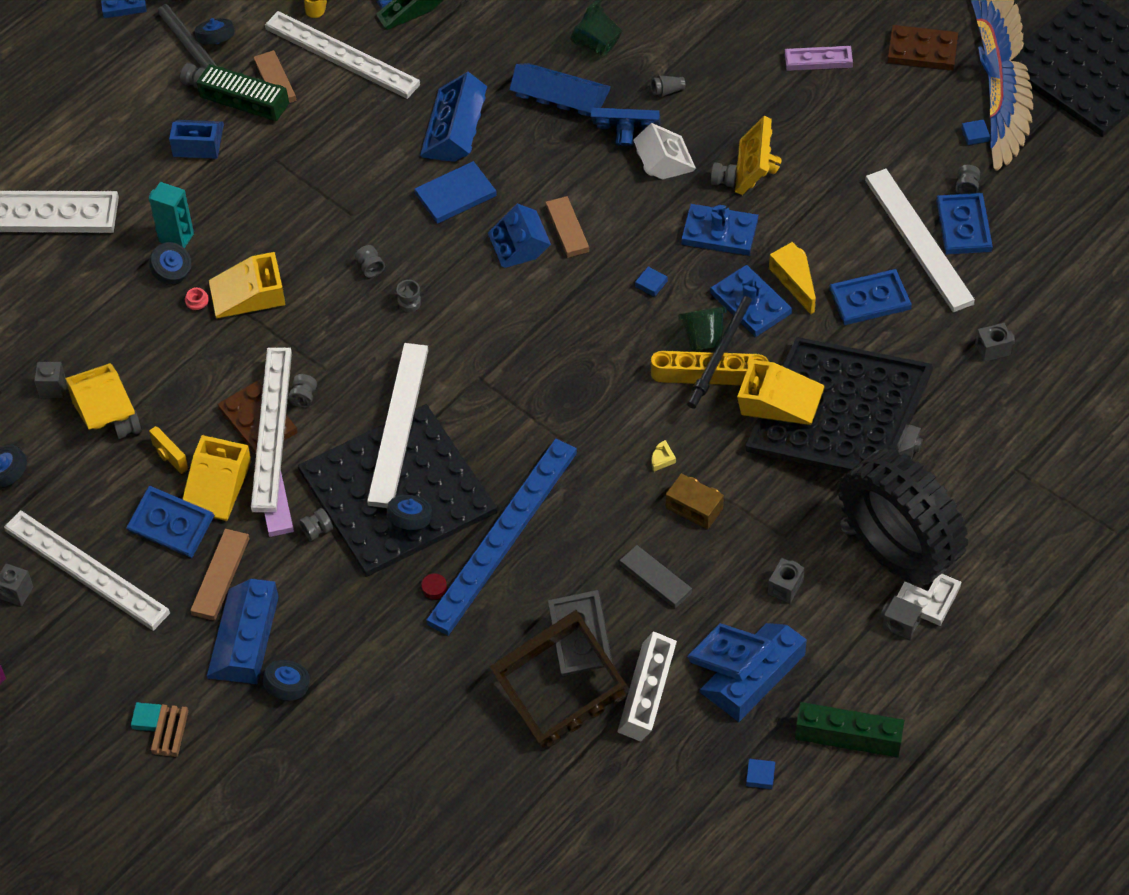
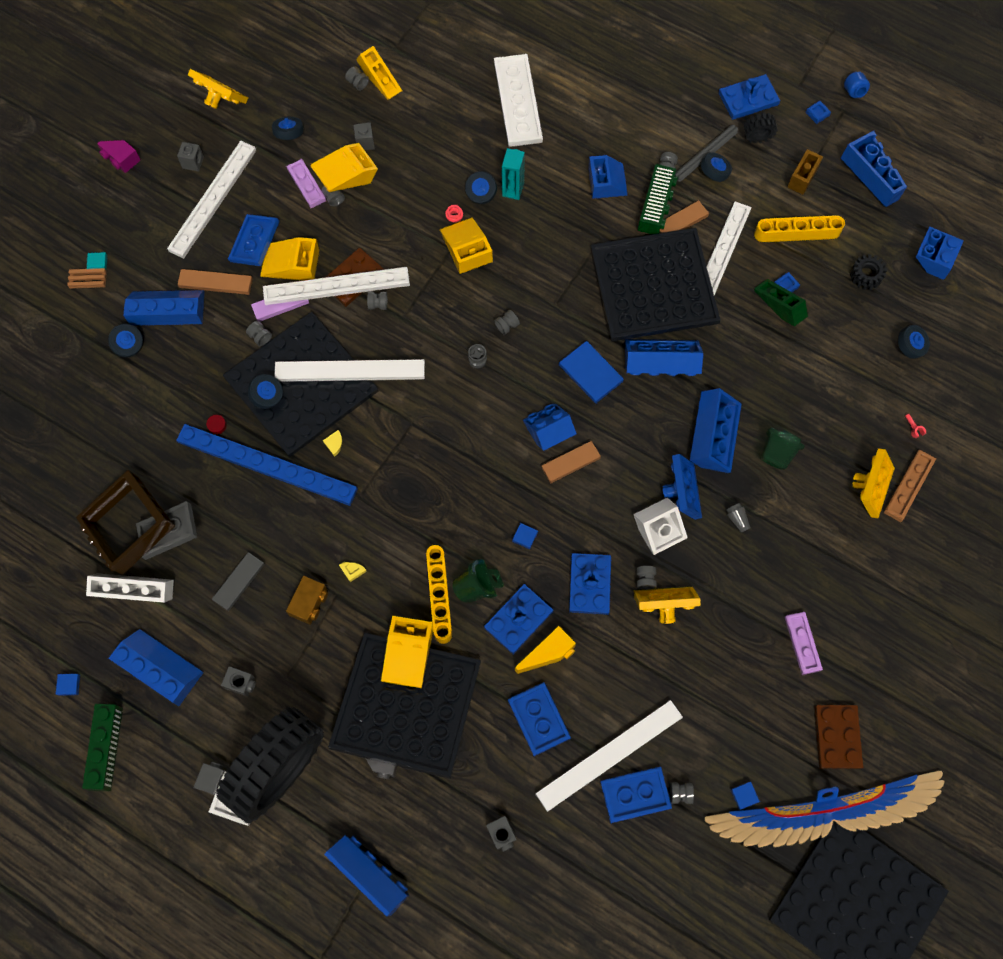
camera: 80 degrees right, 15 degrees up
(97, 458) = (306, 183): none -> lavender tile
(168, 450) = (314, 223): yellow plate -> none
(357, 113) = (654, 284): none -> black plate
(490, 459) = (334, 442): none -> light yellow tile
(702, 385) = (408, 587): black bar -> none
(731, 651) = (162, 646): blue tile -> none
(1030, 467) = (367, 875): none -> blue slope

